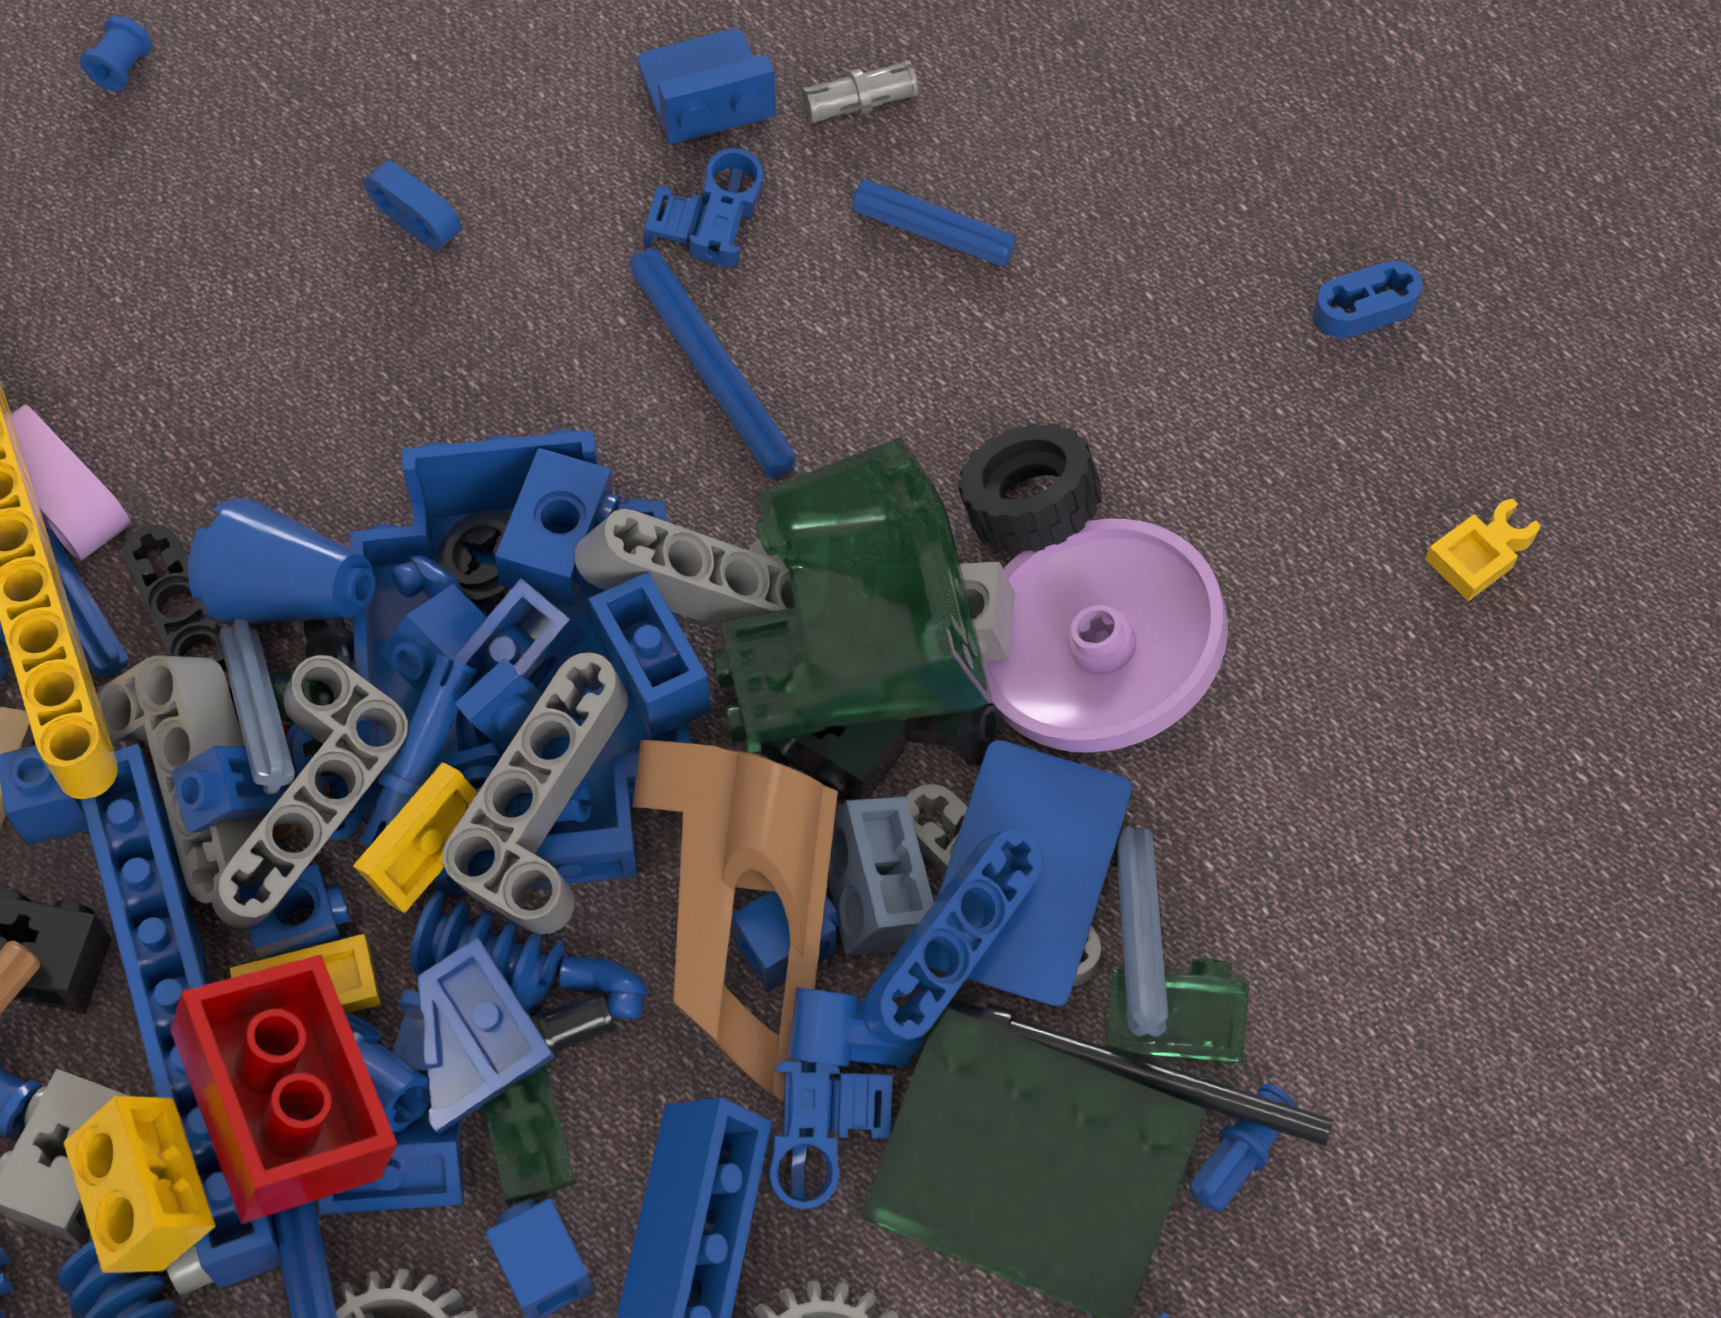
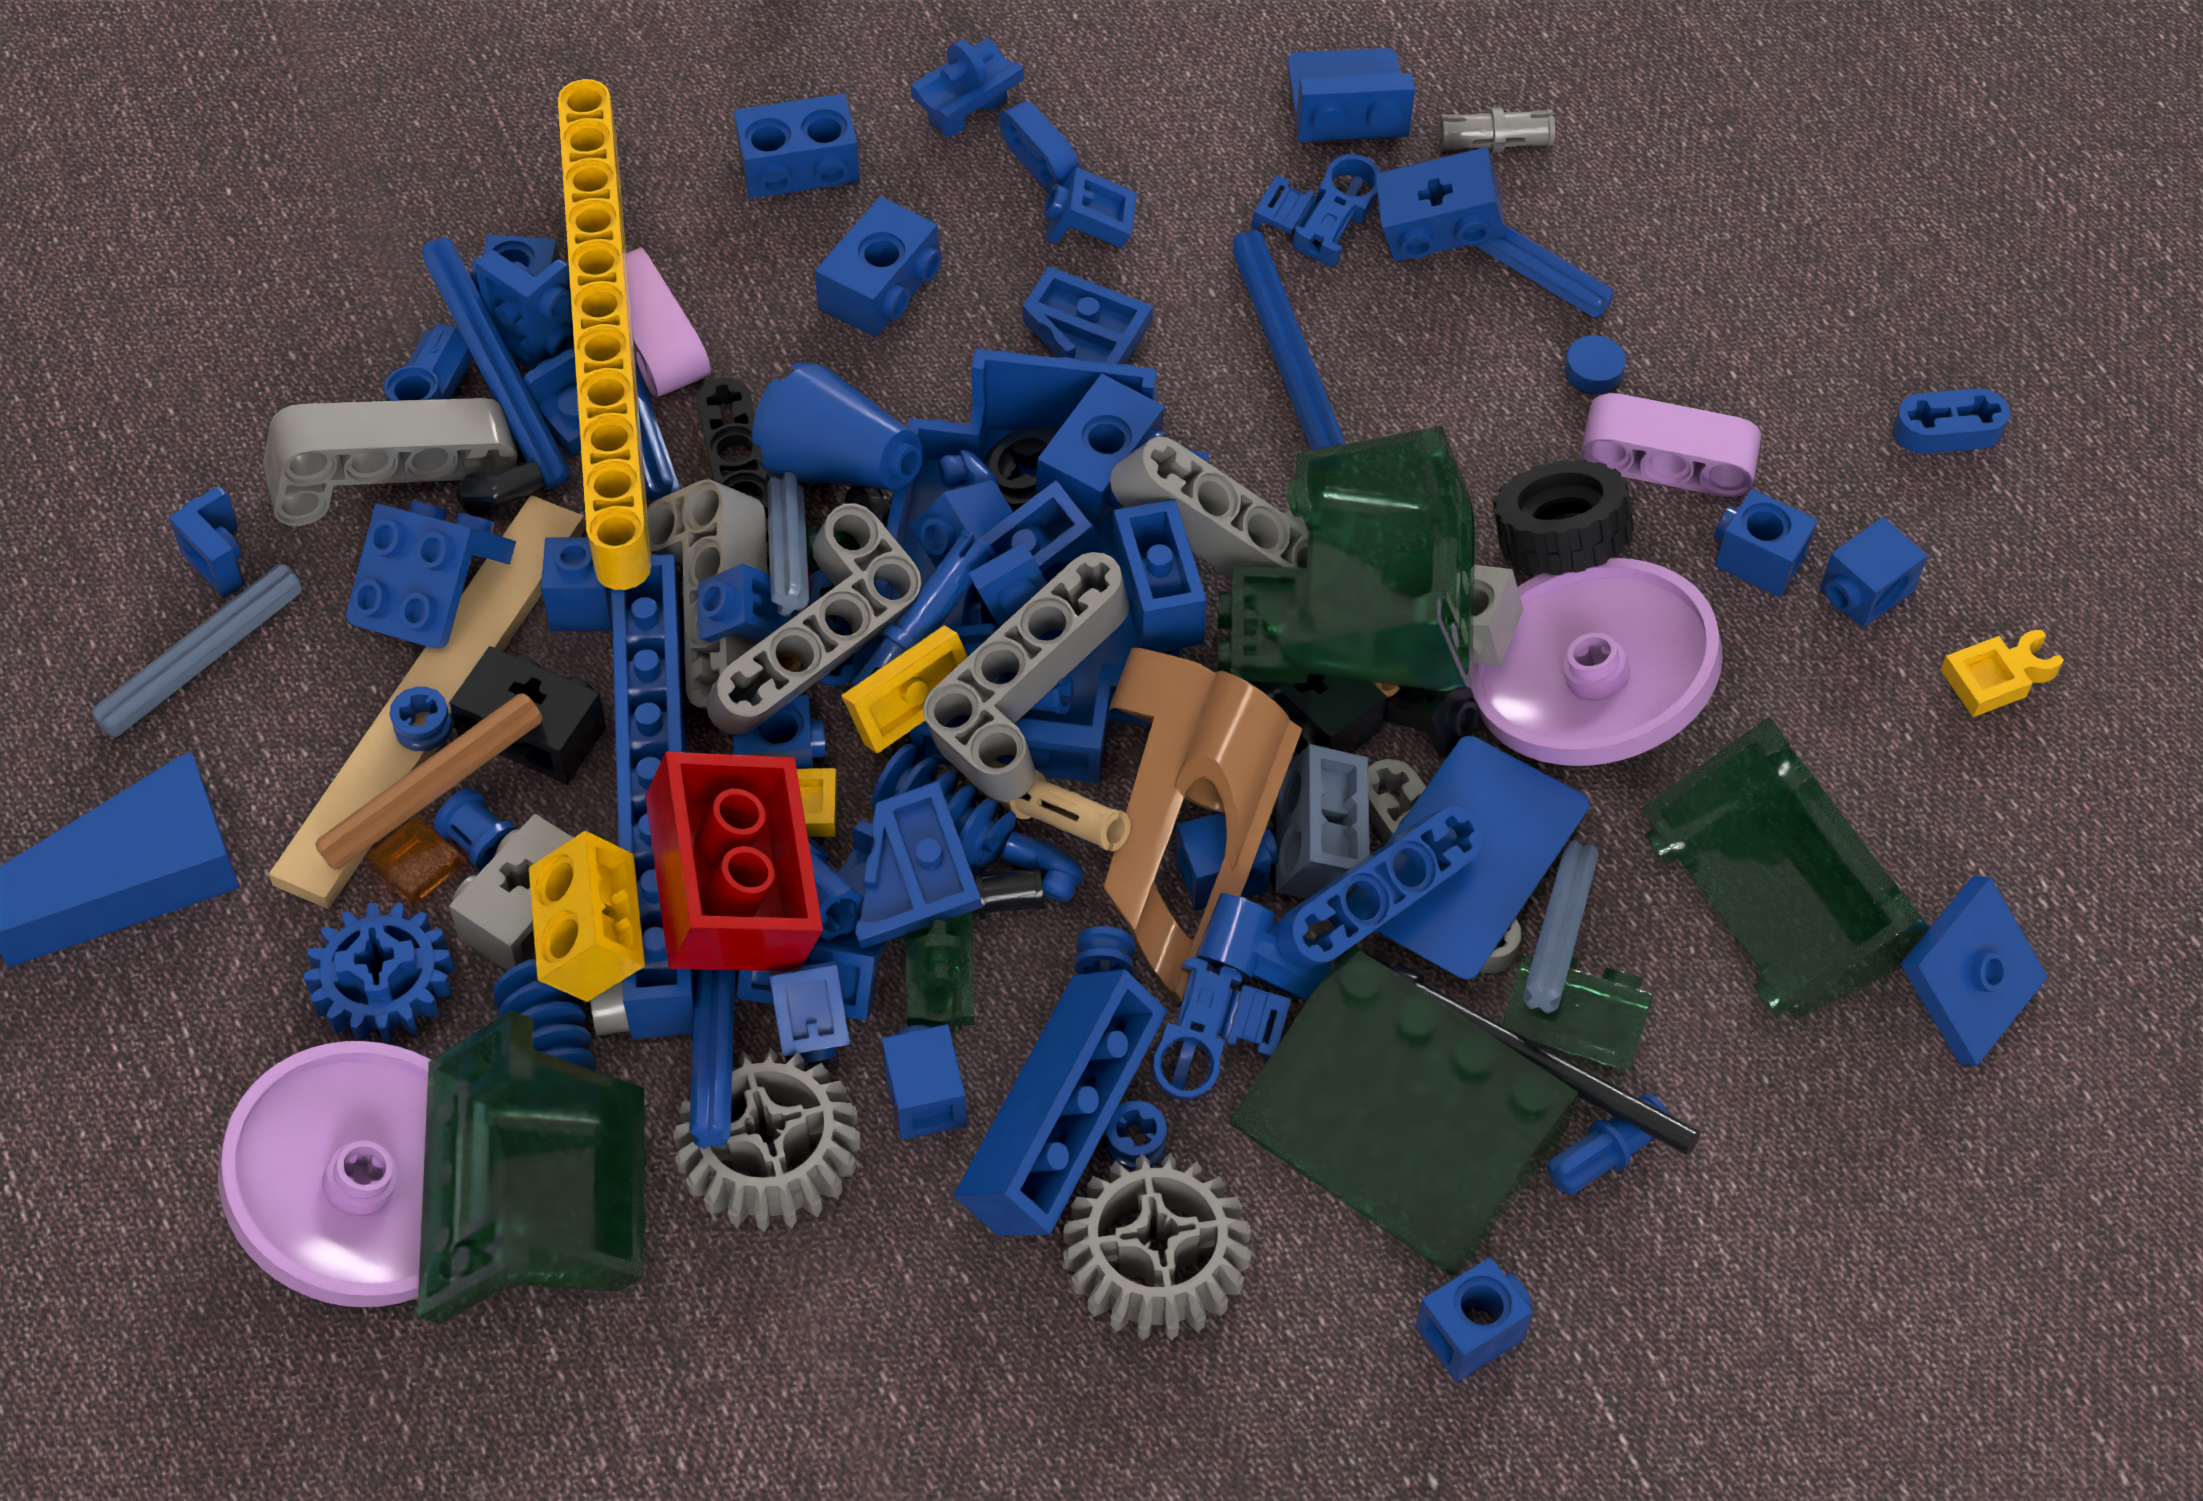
camera: 15 degrees right, 5 degrees down
(163, 256) = (797, 145): none -> blue brick
(276, 340) = (878, 267): none -> blue brick
(321, 153) = (968, 81): none -> blue hips
(401, 1219) = (809, 1011): none -> blue bracket
(479, 259) = (1090, 206): none -> blue bracket
(504, 383) = (1085, 318): none -> blue wing
(615, 928) = (1094, 821): none -> tan pin
(691, 1070) = (1104, 950): none -> blue bush
(778, 1239) = (1149, 1121): none -> blue bush
(827, 184) = (1440, 204): none -> blue brick
(1016, 315) = (1595, 364): none -> blue tile
(1111, 385) = (1672, 444): none -> lavender beam
(1232, 445) = (1764, 541): none -> blue brick
(1337, 475) = (1872, 572): none -> blue brick
(1342, 817) = (1785, 873): none -> clear green windscreen
(1546, 874) = (1974, 970): none -> blue plate

